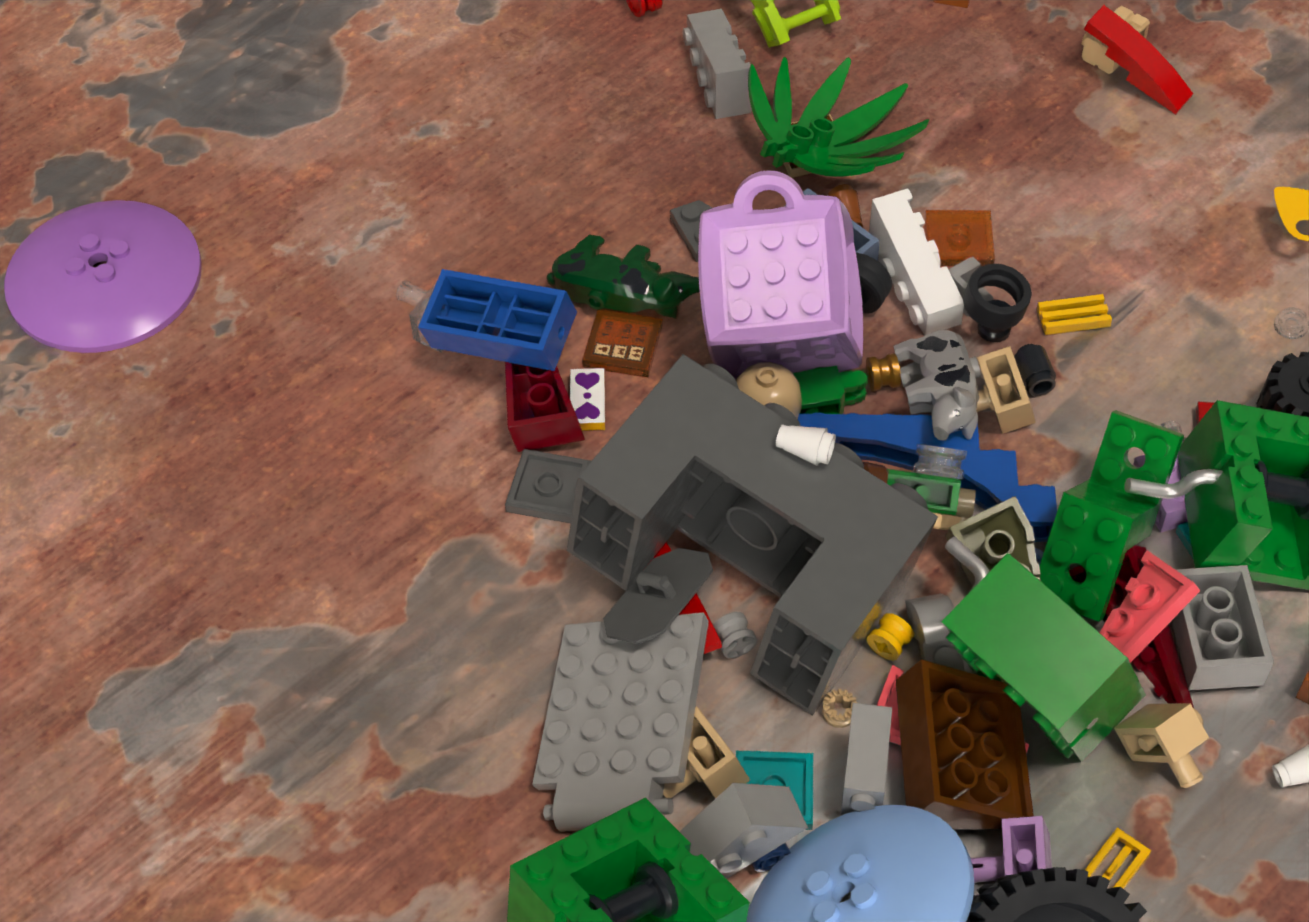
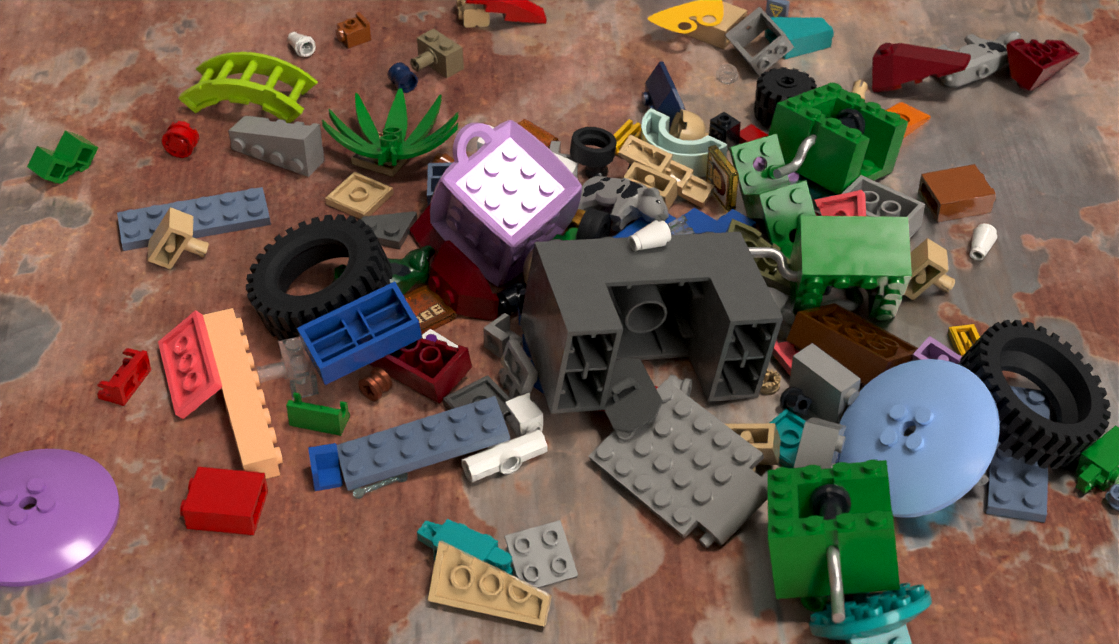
camera: 50 degrees left, 10 degrees down
(233, 389) = (224, 500): none -> red brick
(303, 667) = (480, 587): none -> tan wing
(312, 206) = (126, 378): none -> red hinge
(341, 615) = (470, 541): none -> teal hinge
(342, 428) = (325, 467): none -> blue panel
(363, 233) = (189, 364): none -> coral plate
(368, 298) = (241, 396): none -> light nougat brick
(393, 682) = (541, 555): none -> light grey hinge
(396, 494) = (359, 492): none -> clear light blue hinge
(404, 372) = (317, 417): none -> green hinge
(443, 478) = (422, 443): none -> sand blue plate
(484, 383) = (375, 384): none -> copper wheel
(495, 555) = (504, 456): none -> white piece
(501, 93) = (173, 237): none -> tan brick
(554, 533) = (525, 415): none -> white window
(562, 87) = (210, 216): none -> sand blue plate
(574, 264) = (303, 248): none -> black tyre
(681, 333) = (461, 283): none -> dark red wedge
(723, 171) = (359, 195): none -> tan tile
(828, 754) = (795, 401): none -> black hose
(877, 390) = (594, 225): none -> black tyre
(932, 73) = (402, 77): none -> dark blue wheel
(1000, 70) = (438, 53): none -> dark tan brick
(1042, 385) = (689, 186): none -> tan slope
(1080, 373) = (688, 153): none -> light aqua brick
(1092, 440) = (723, 177): none -> tile
(1133, 361) = (692, 130): none -> tan cylinder
(1168, 301) = (662, 94): none -> dark blue wedge
(1181, 390) = (725, 129): none -> black window

